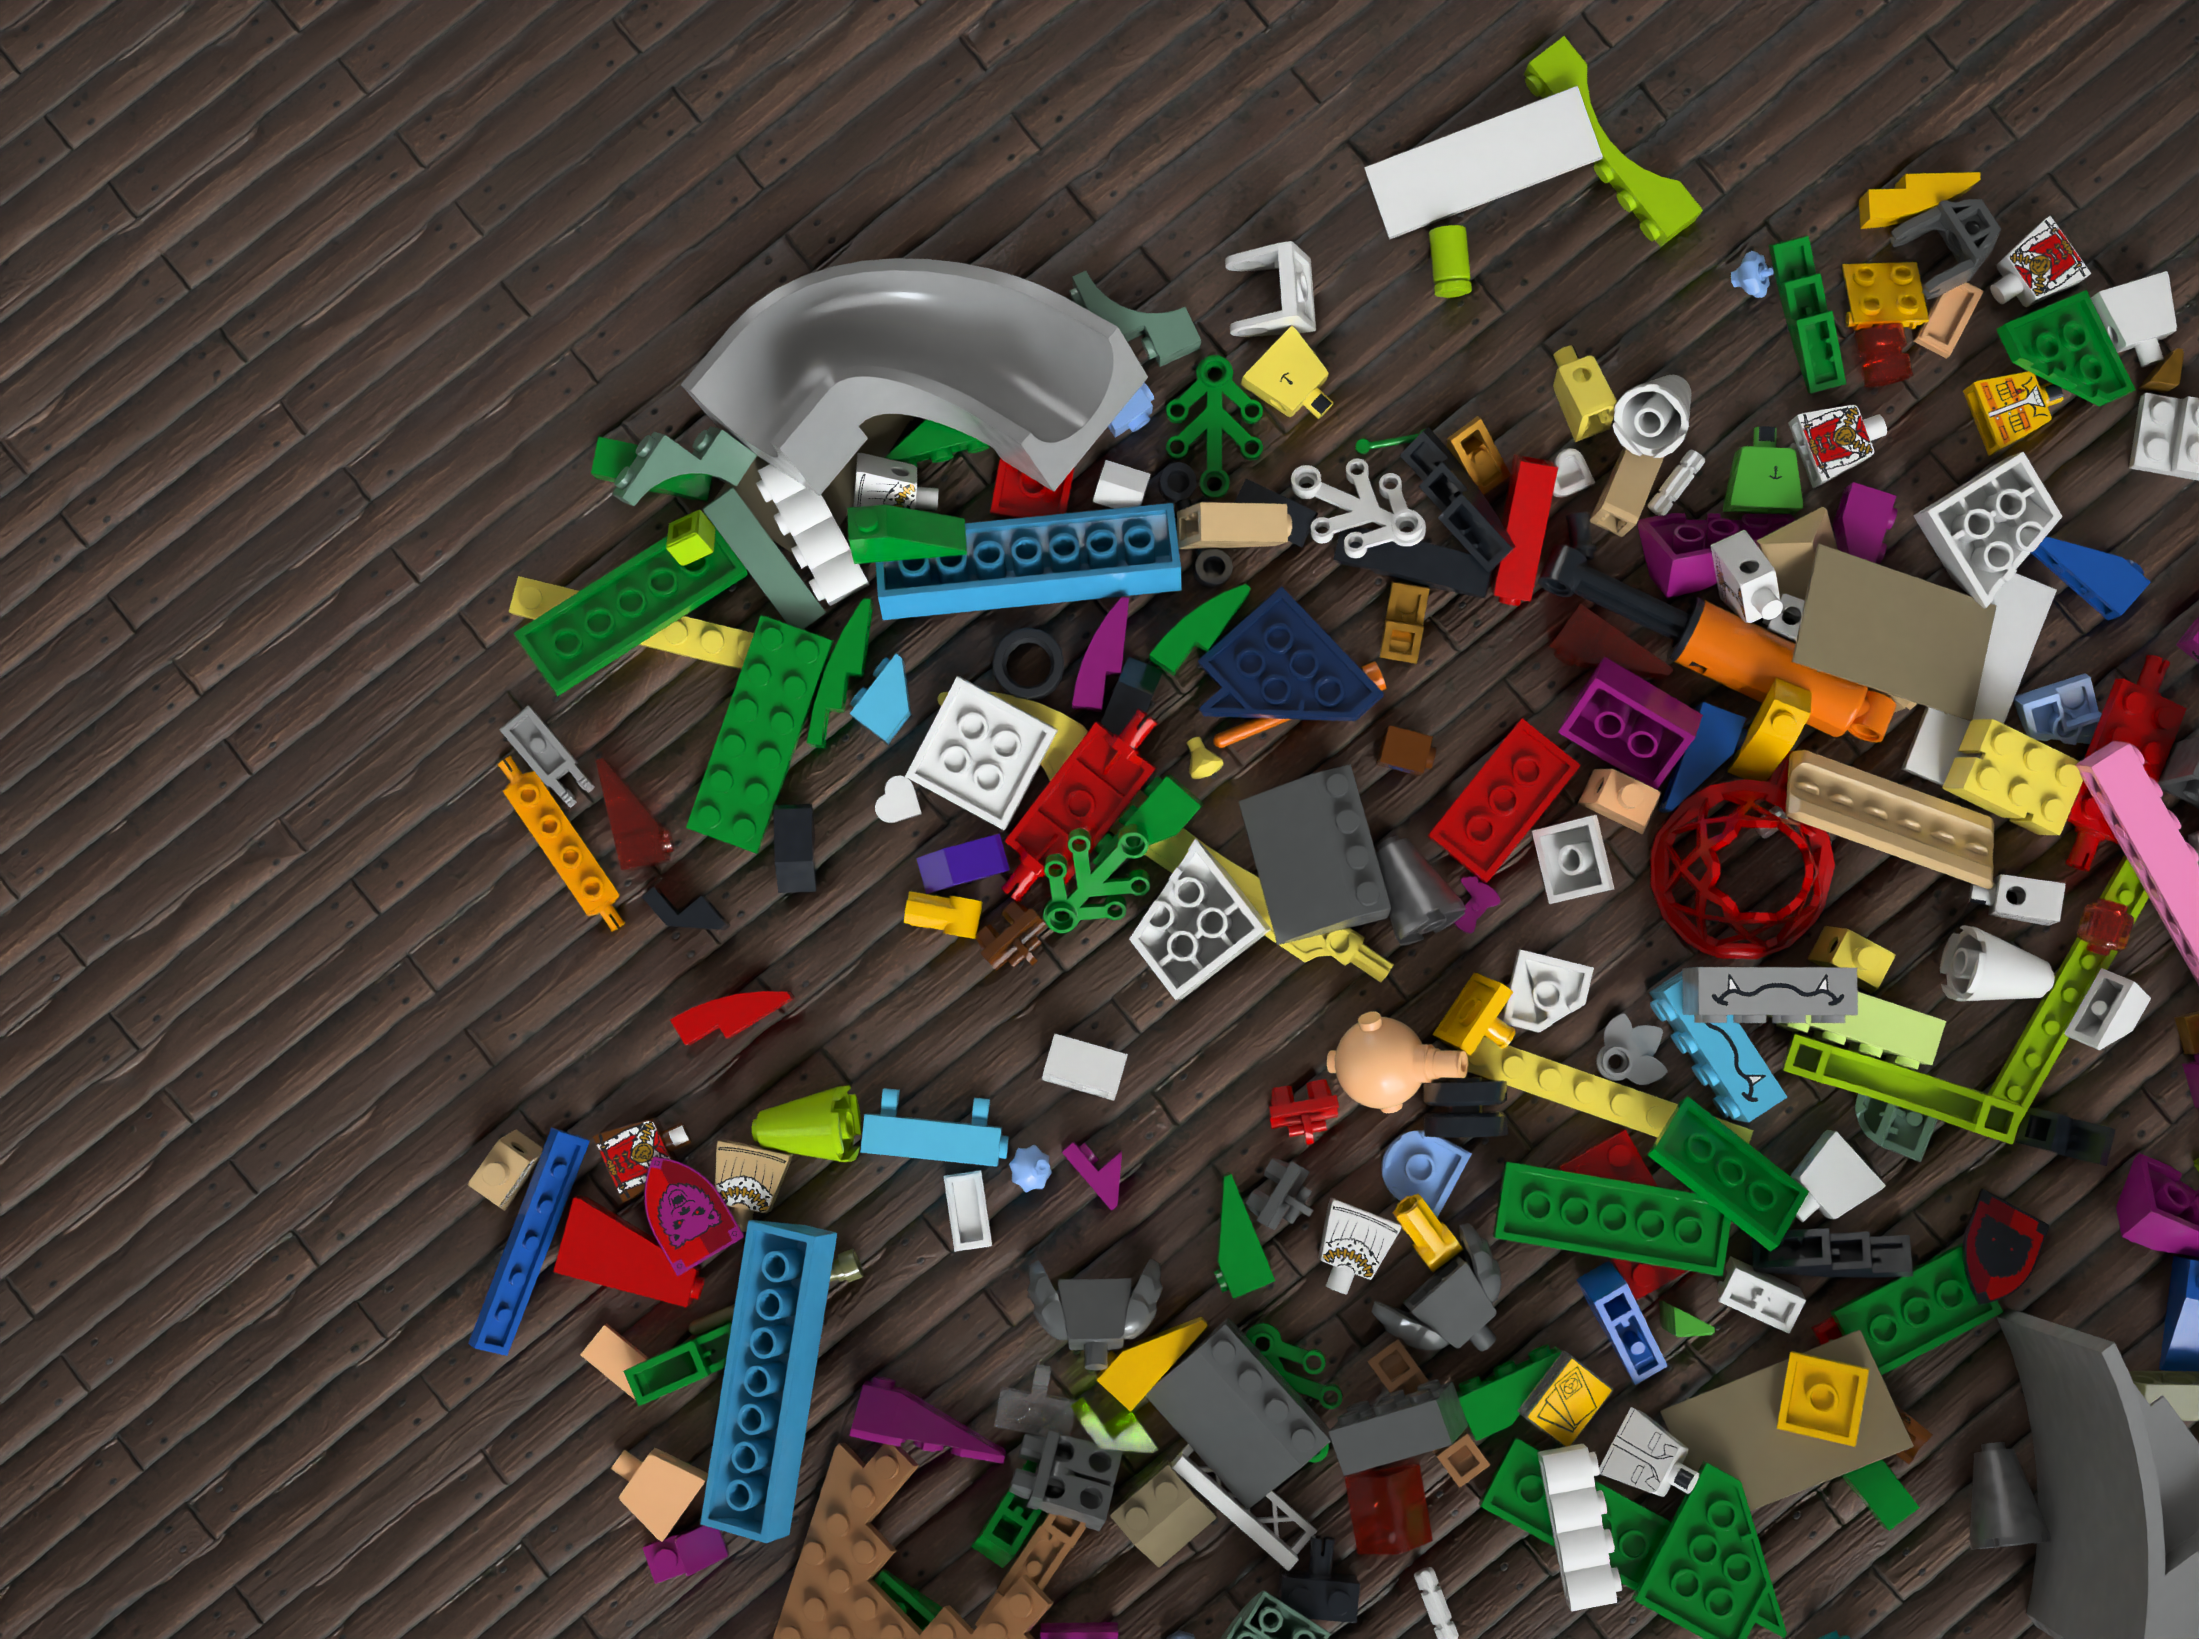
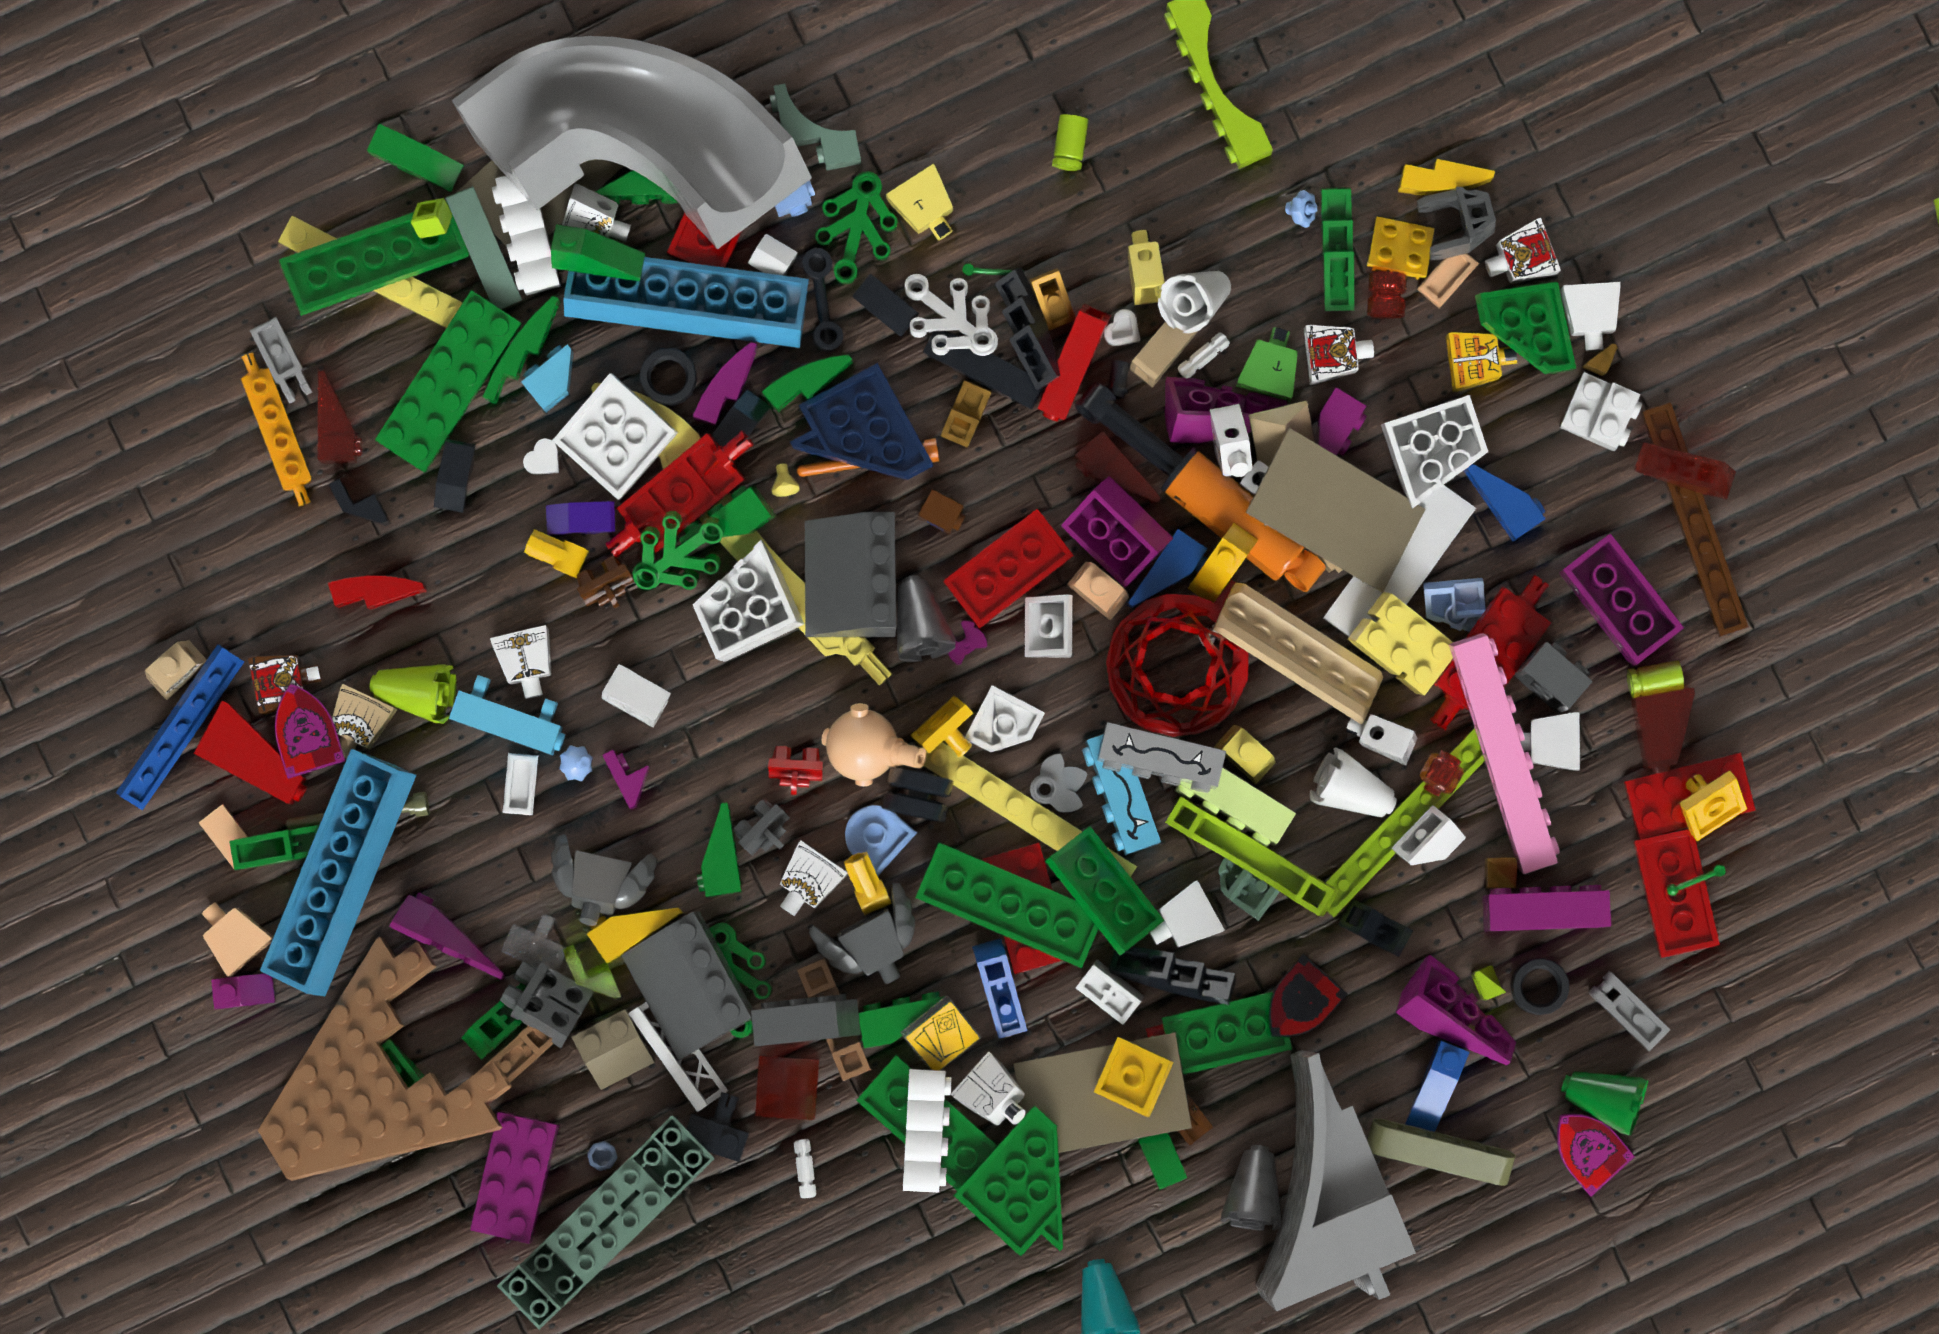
camera: 10 degrees right, 0 degrees up
(662, 458) = (424, 153): sand green arch -> none
(936, 1053) = (525, 658): none -> white torso
(1233, 525) = (849, 307): tan slope -> none
(1295, 289) = (942, 136): white hose -> none
(1483, 162) = (1113, 72): white tile -> none
(1681, 1323) = (1042, 995): bright green slope -> none

